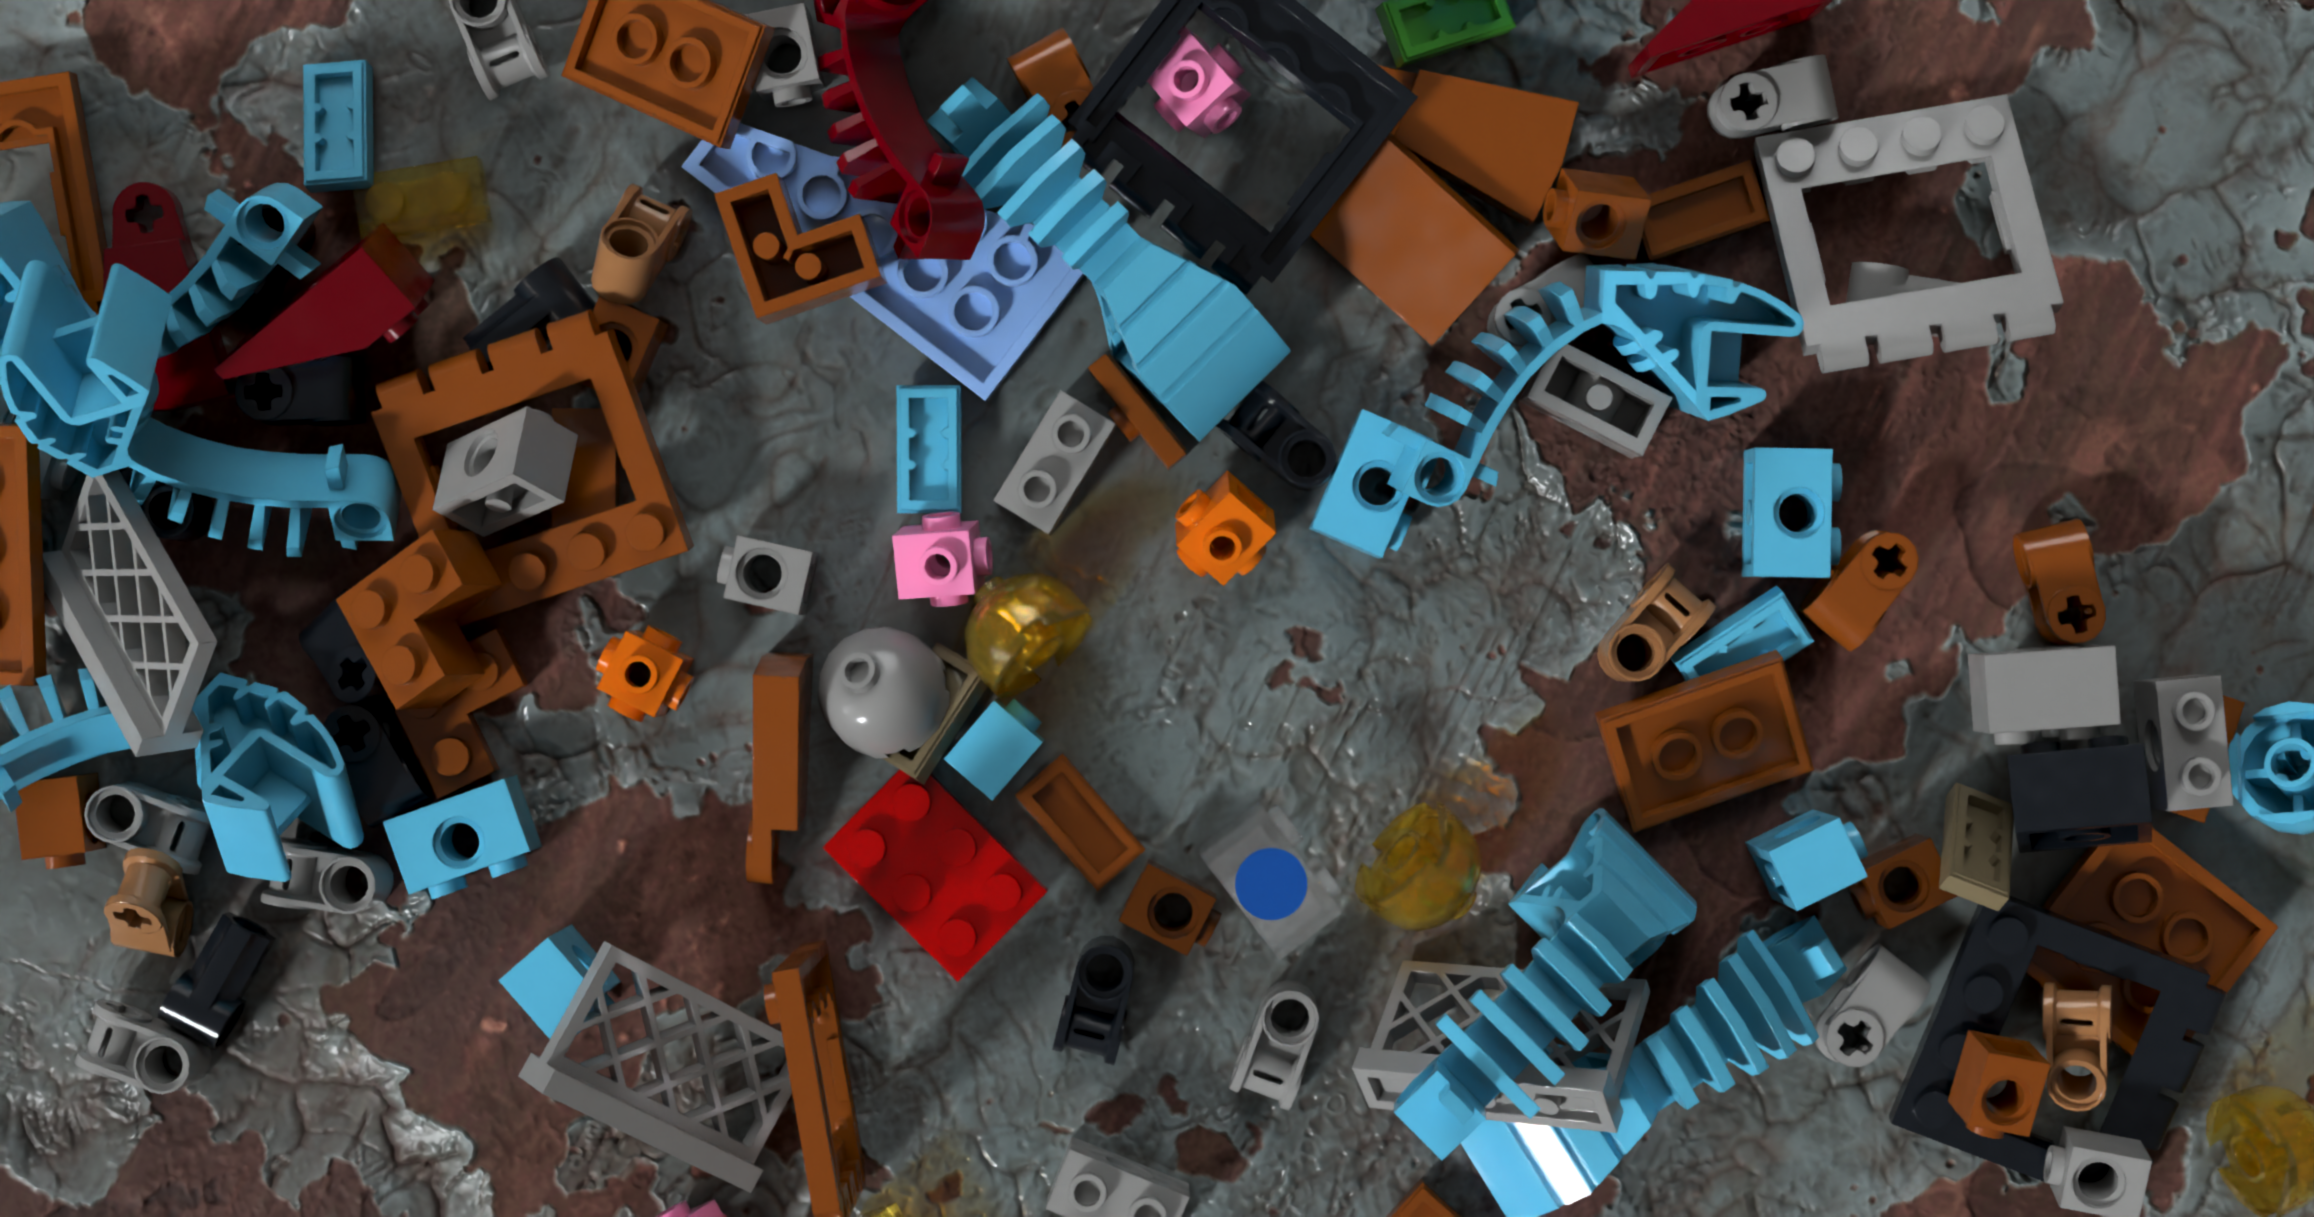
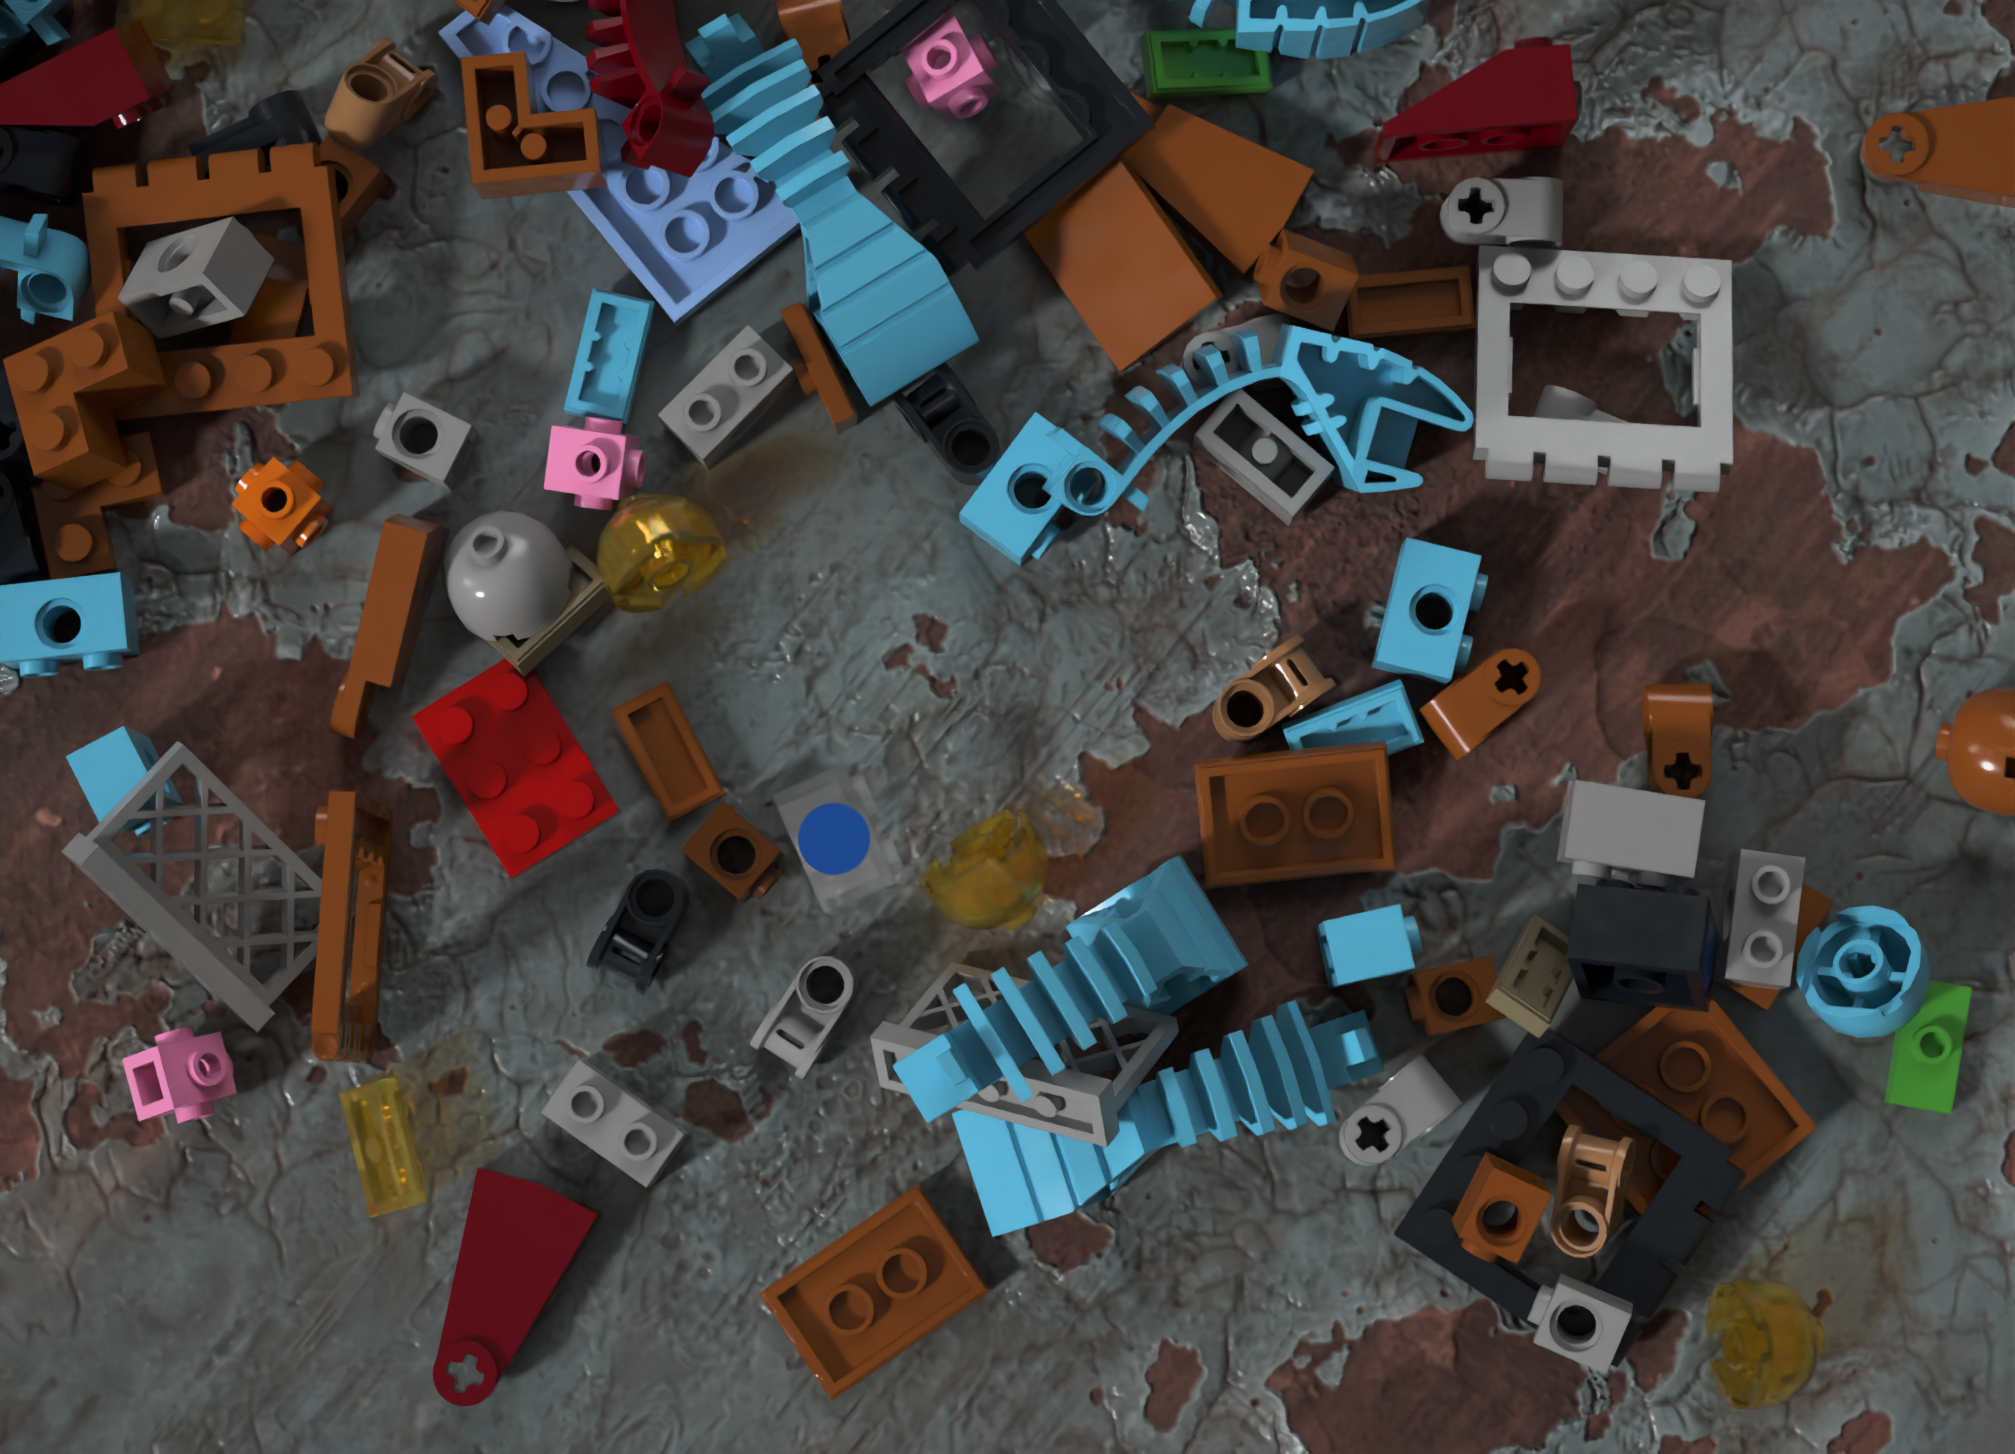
camera: 15 degrees right, 5 degrees down
(996, 746) = (604, 657): medium azure brick -> none
(1223, 529) = (886, 481): orange brick -> none

